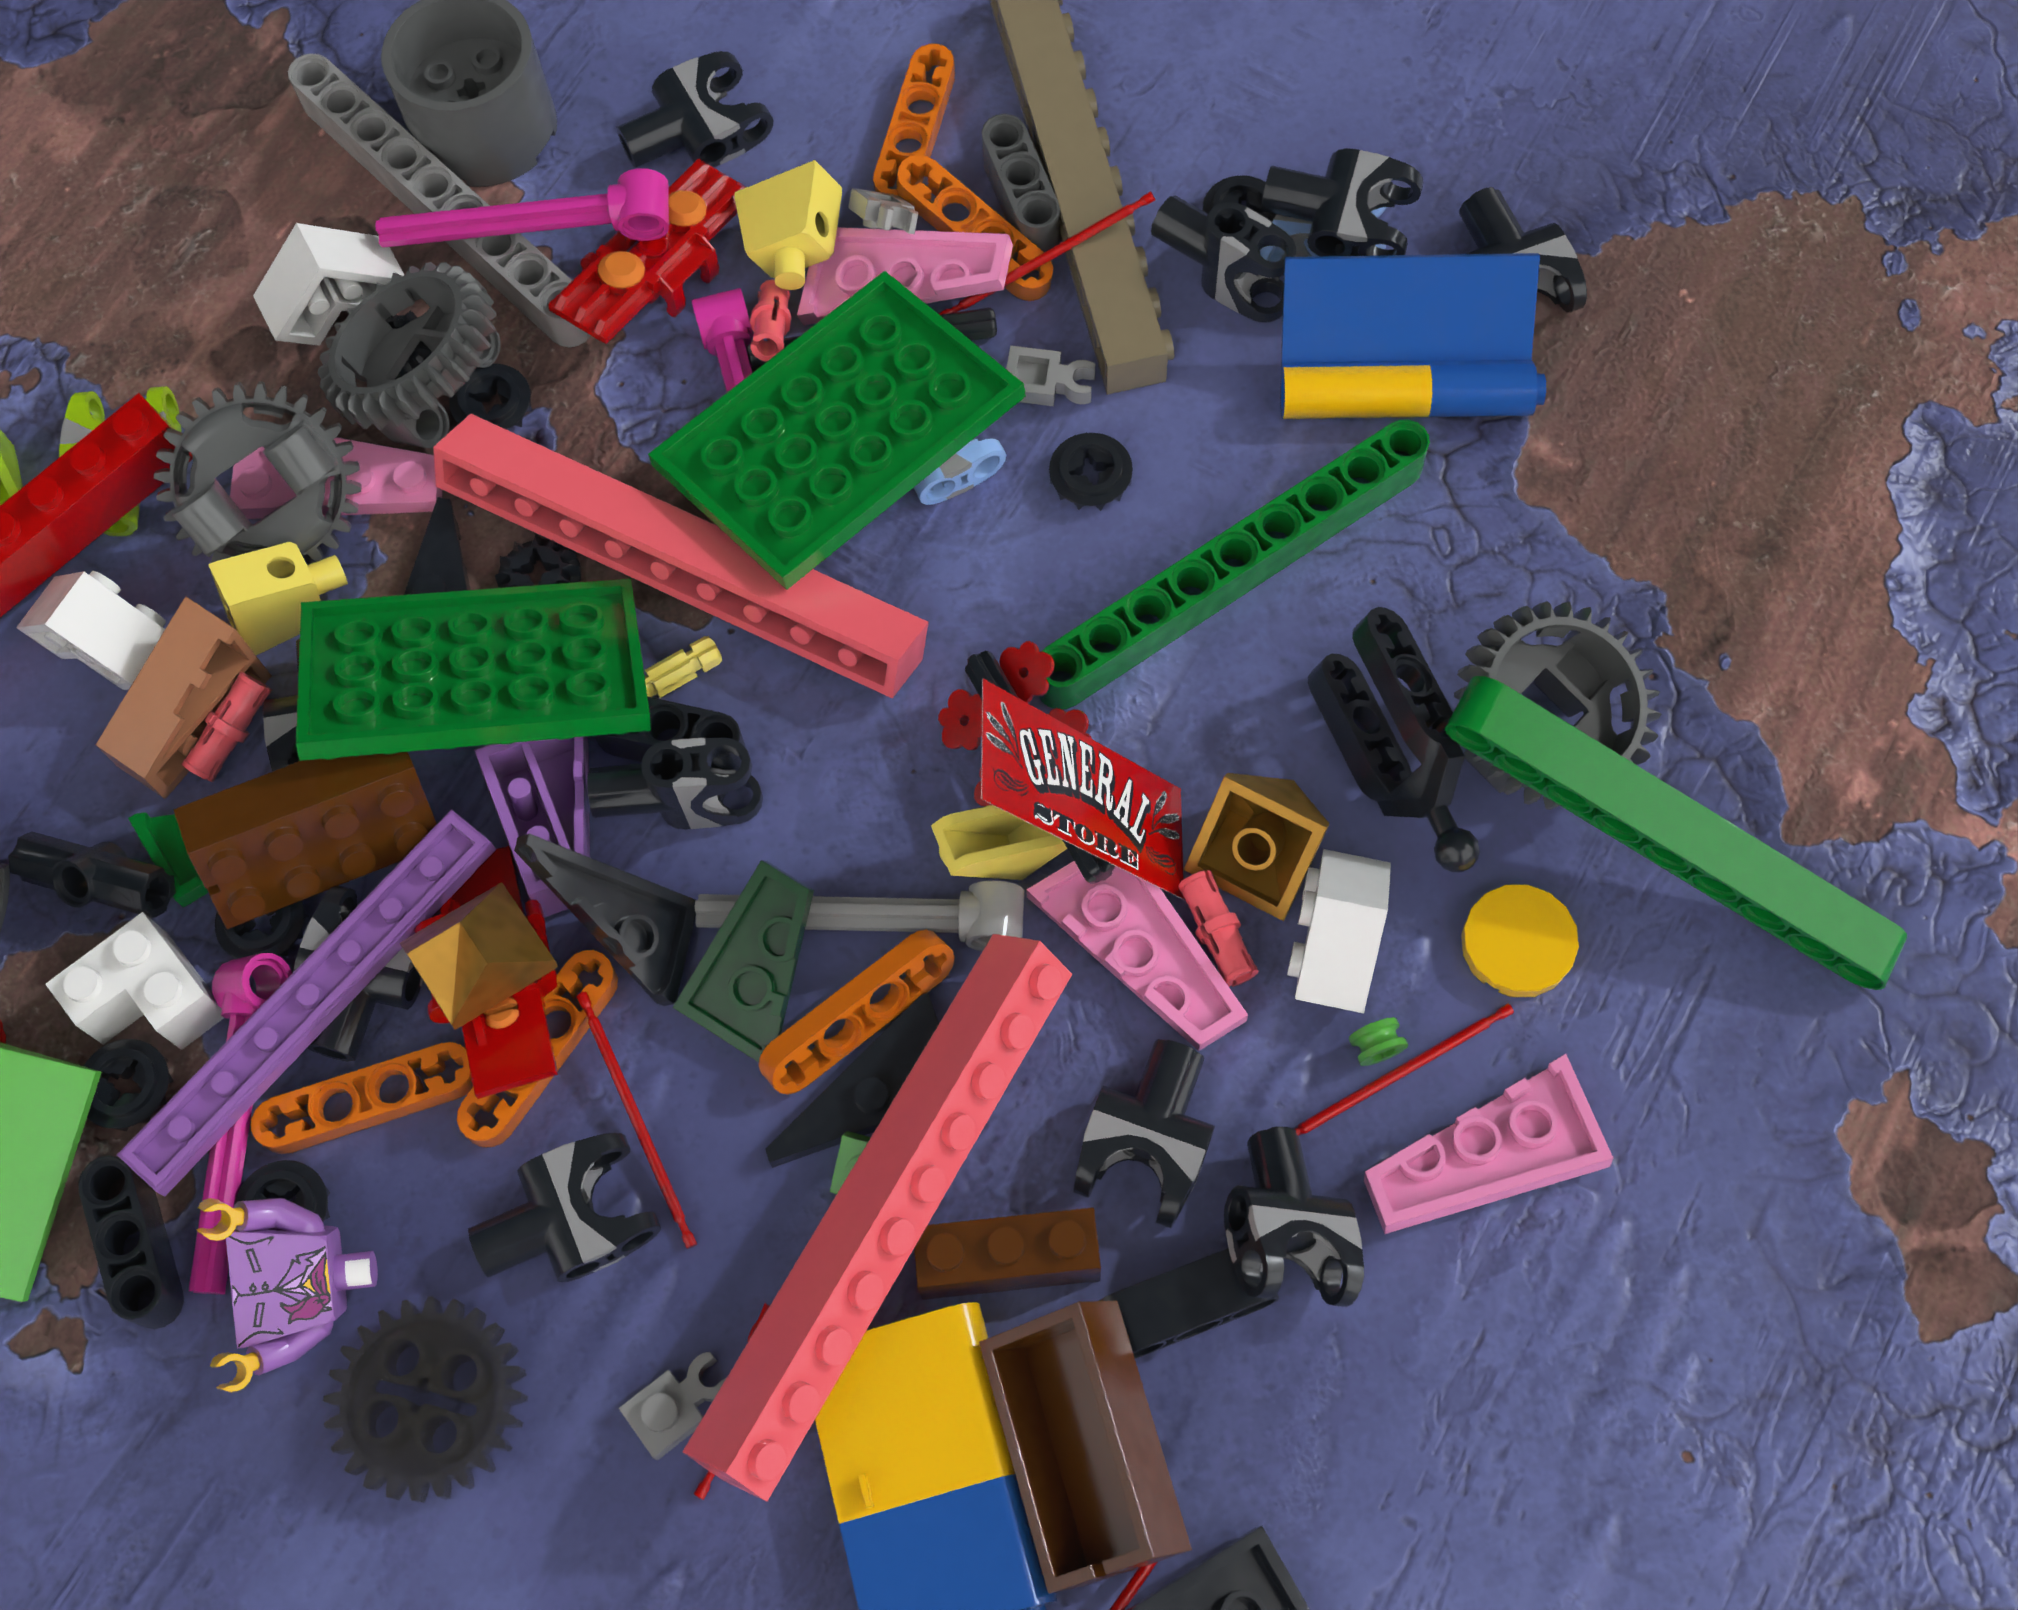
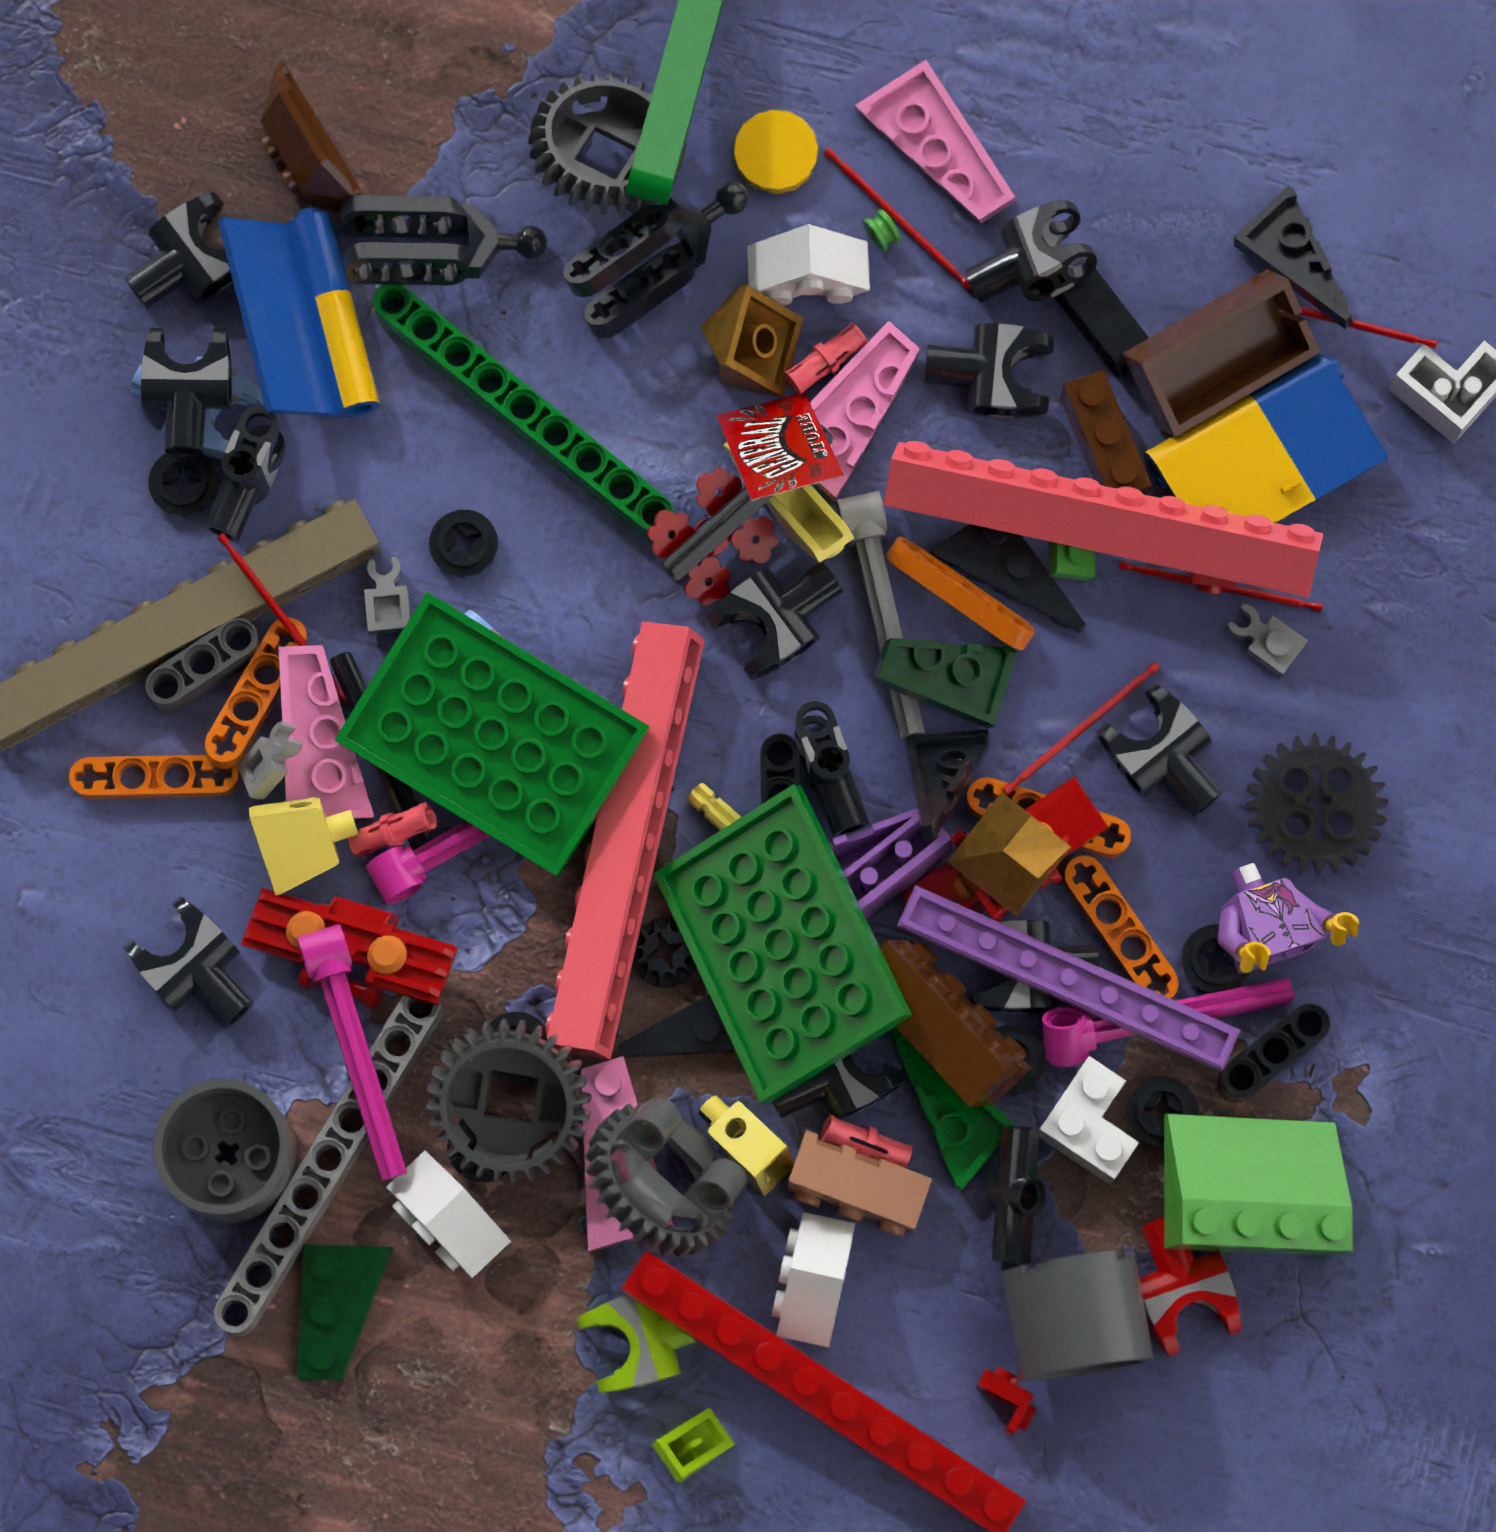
camera: 110 degrees left, 10 degrees up
(291, 178) = (335, 1302): none -> dark green wing
(898, 789) = (779, 613): none -> black connector
(1442, 490) = (460, 219): none -> black piece
(1632, 402) = (303, 146): none -> reddish brown wedge

